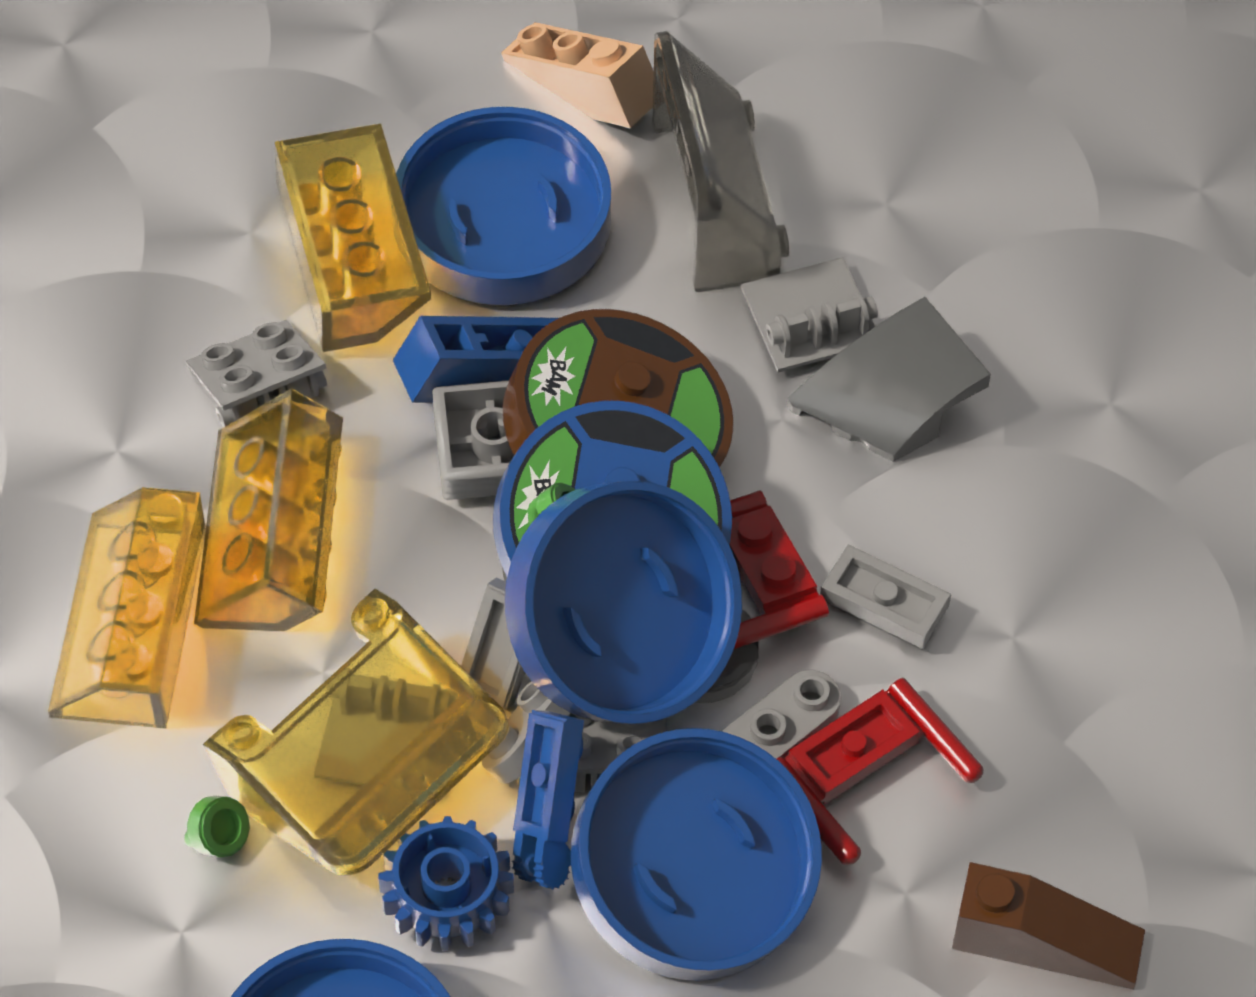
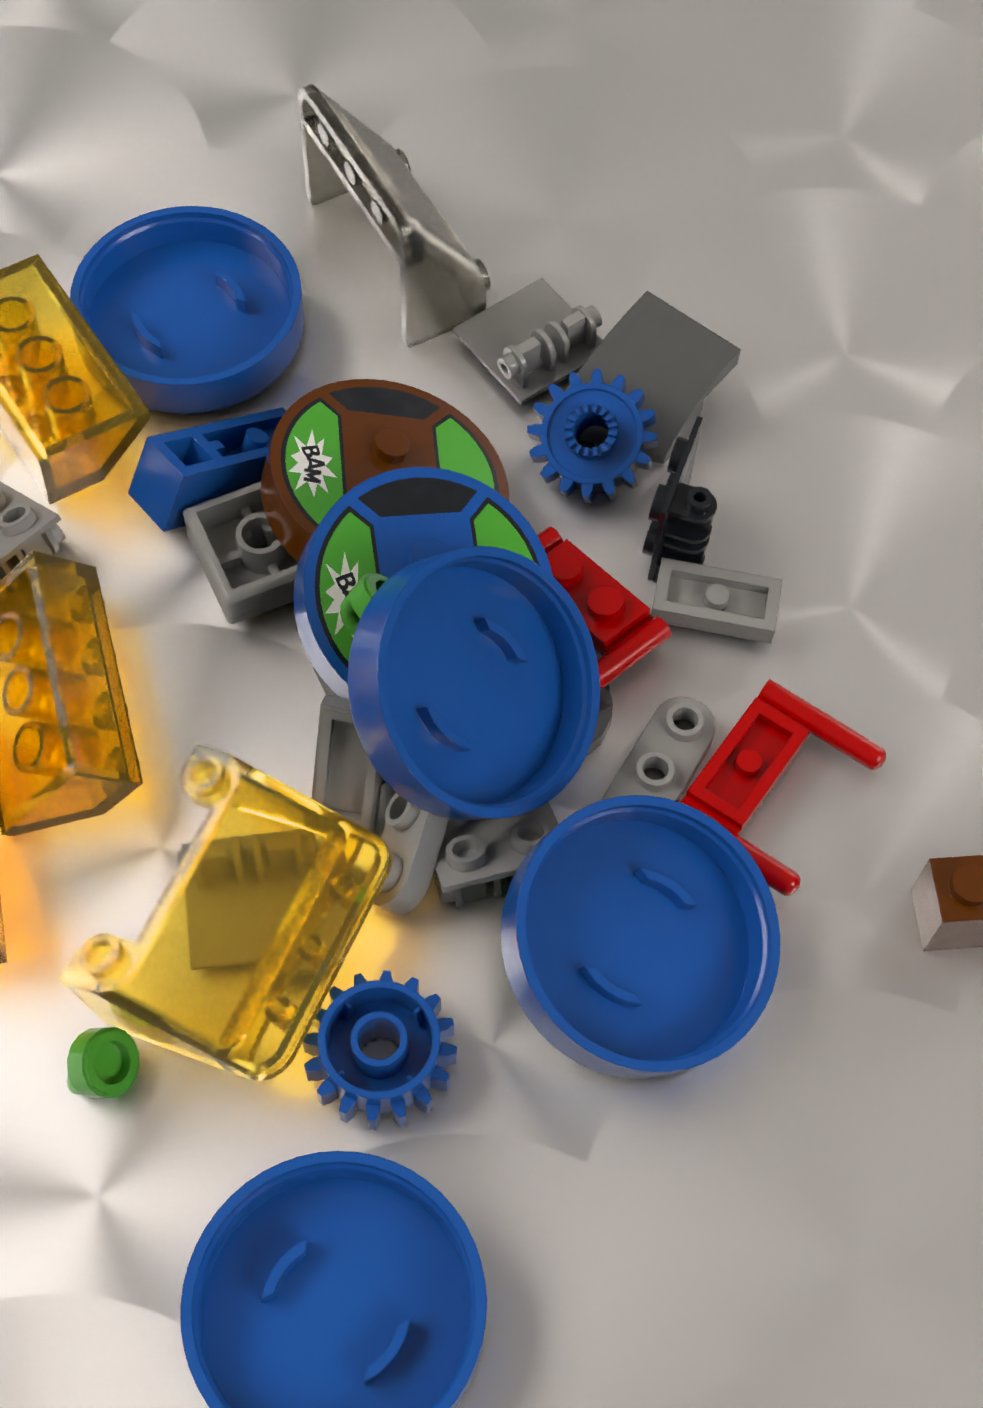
camera: 20 degrees left, 5 degrees up
(546, 798) = (462, 922): blue hinge -> none
(591, 72) = (234, 160): light nougat slope -> none
(809, 395) = (588, 406): none -> blue gear
(873, 502) = (679, 511): none -> black hinge

